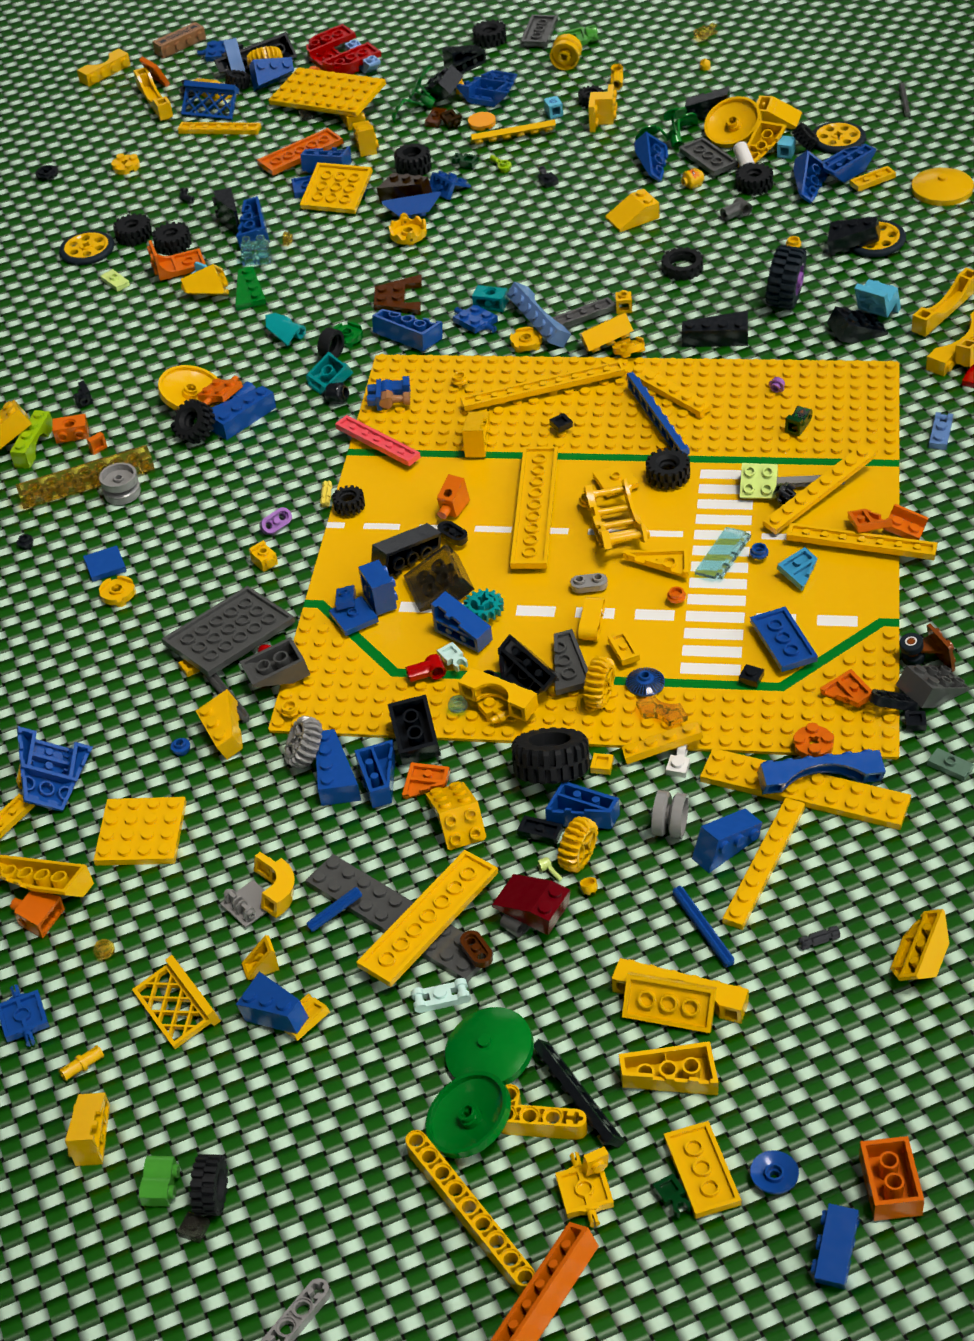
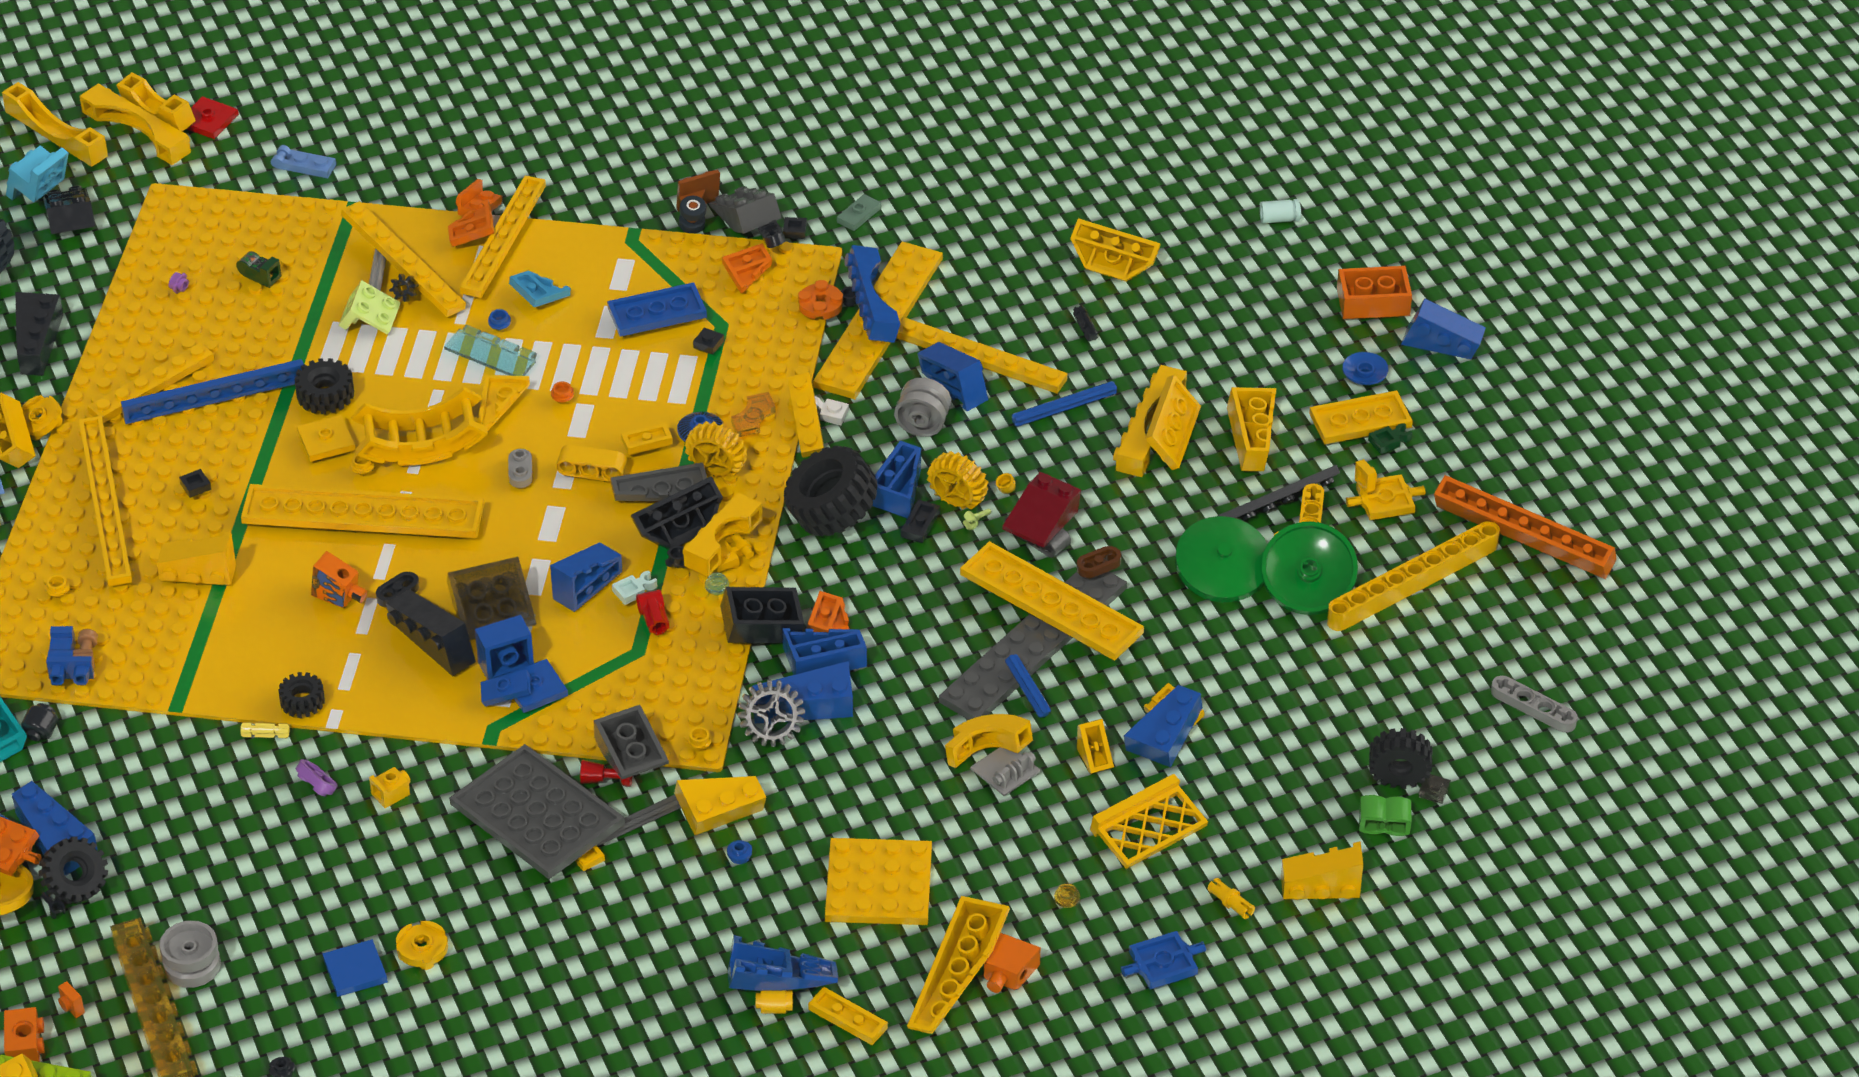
camera: 95 degrees left, 0 degrees up
(378, 440) = (174, 669): coral plate -> none
(440, 996) = (1146, 604): light aqua plate -> none
(457, 814) = (885, 581): yellow bracket -> none
(485, 604) = (542, 554): teal gear -> none

